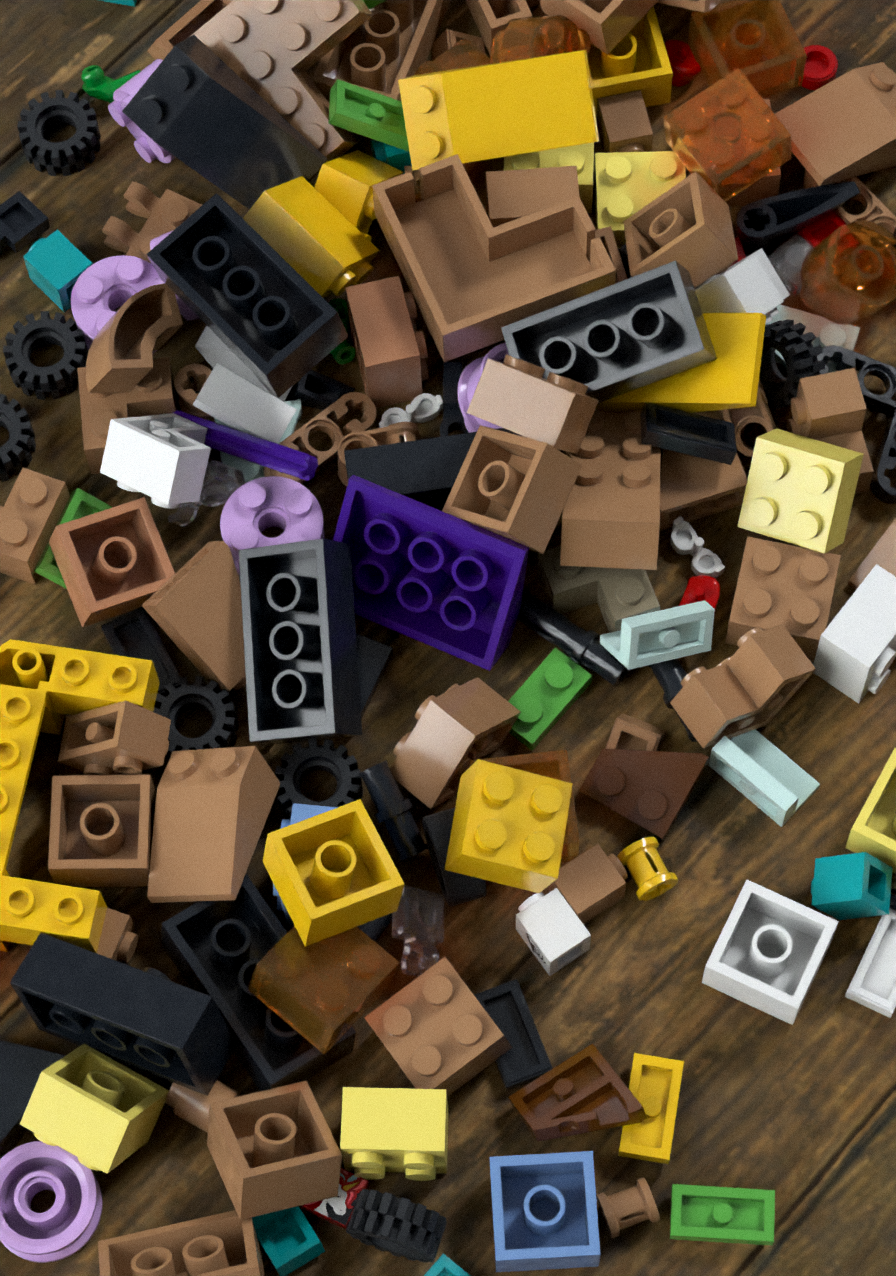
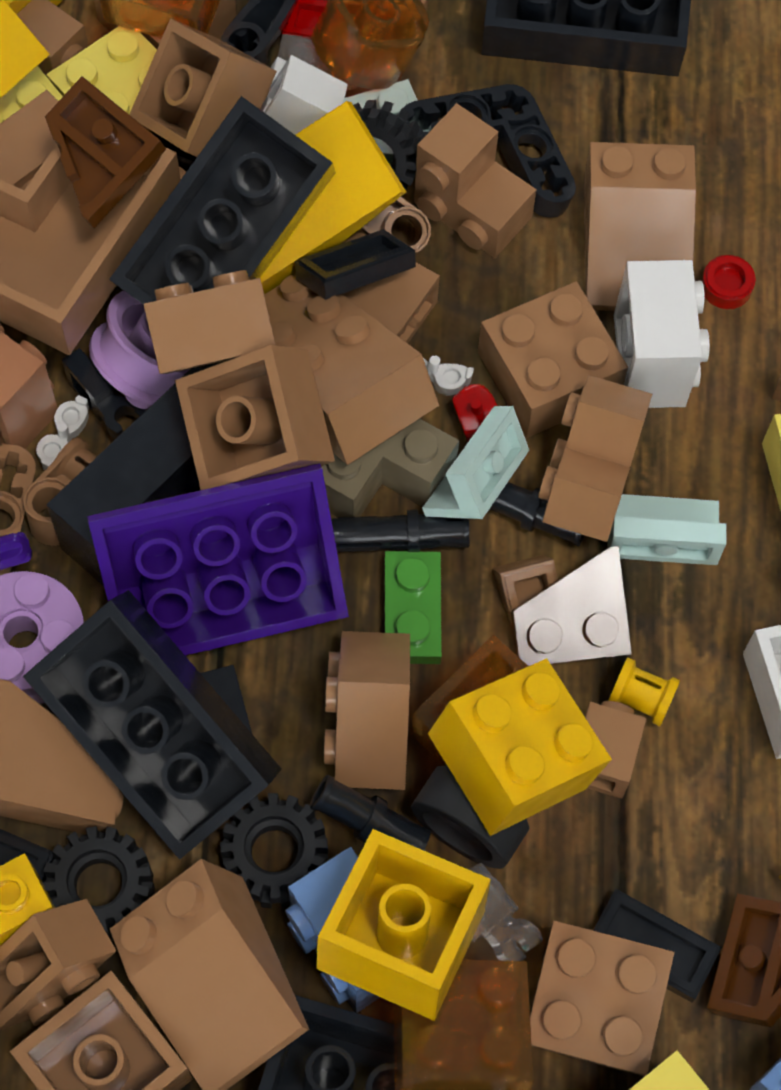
camera: 45 degrees left, 0 degrees up
(552, 930) = (611, 817): white brick -> none
(562, 233) = (100, 148): none -> reddish brown wing
(800, 490) = (493, 248): light yellow brick -> none

